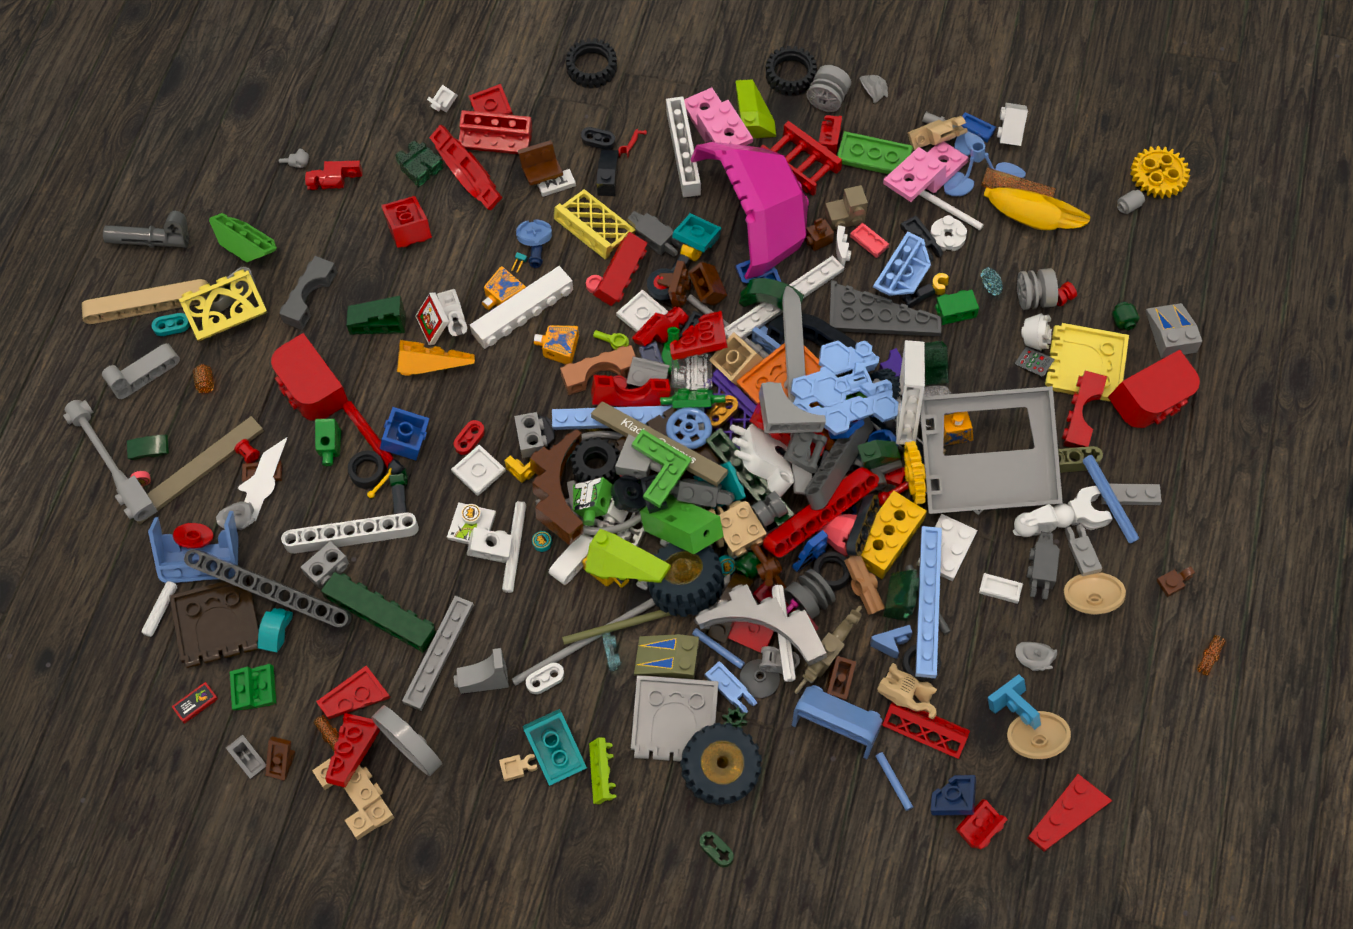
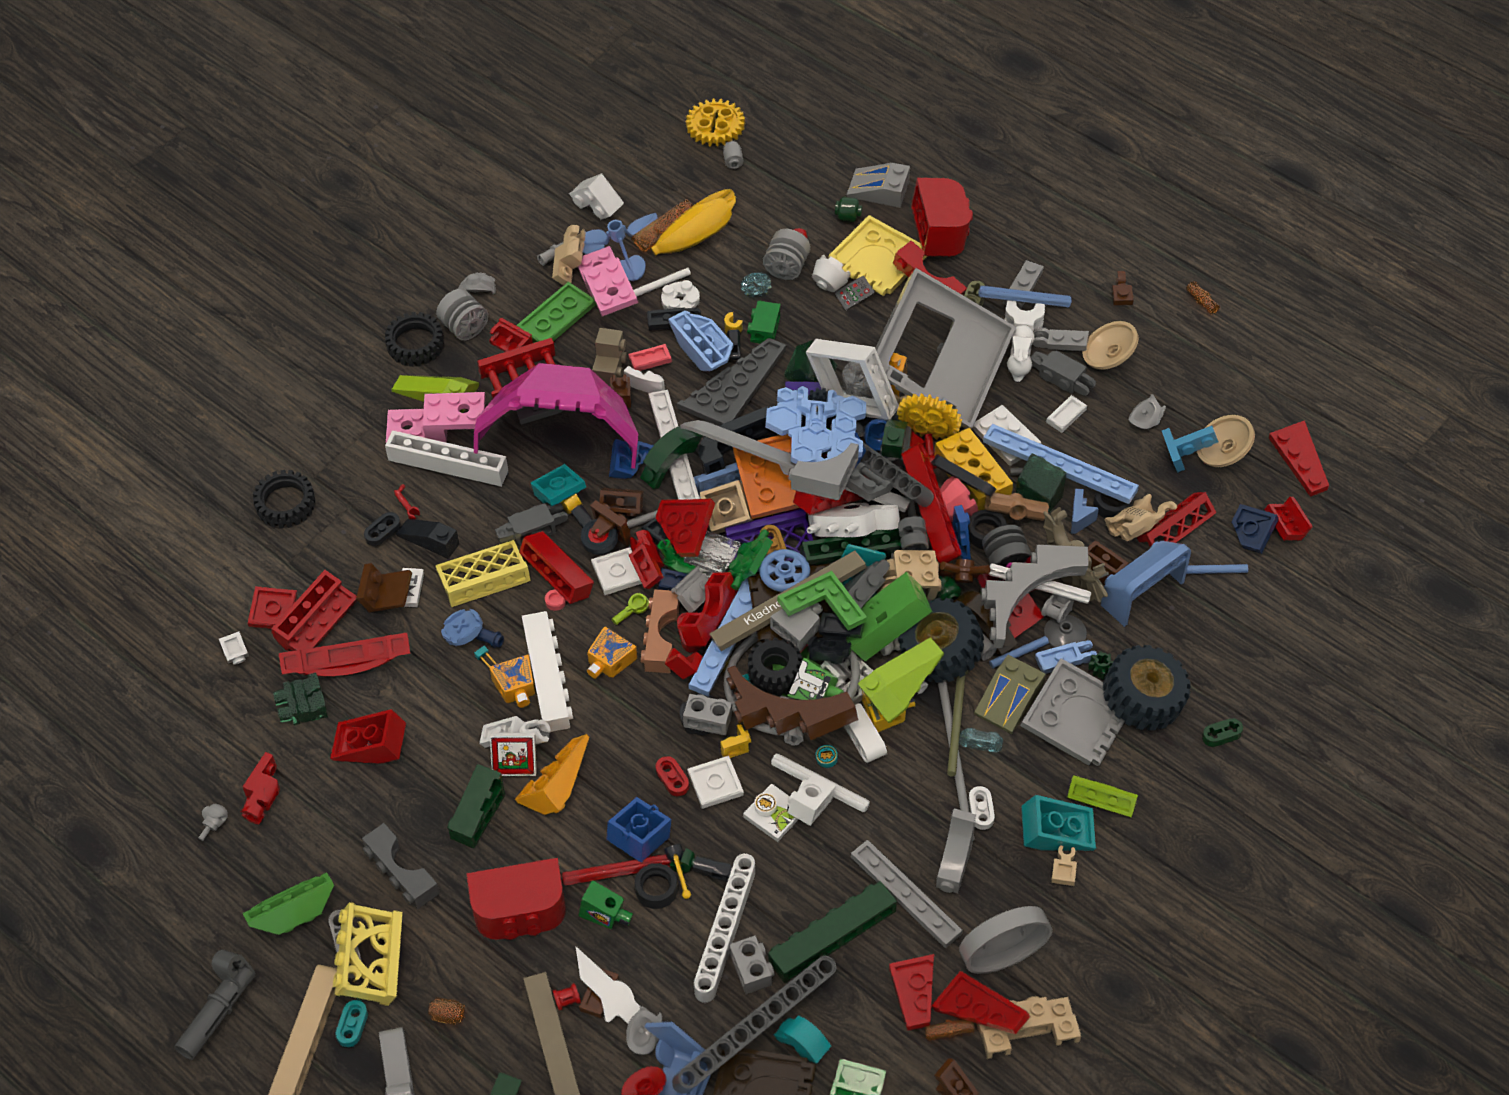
camera: 65 degrees left, 10 degrees down
(572, 395) = (683, 665): none -> red panel
(978, 127) = (584, 223): blue tile -> none

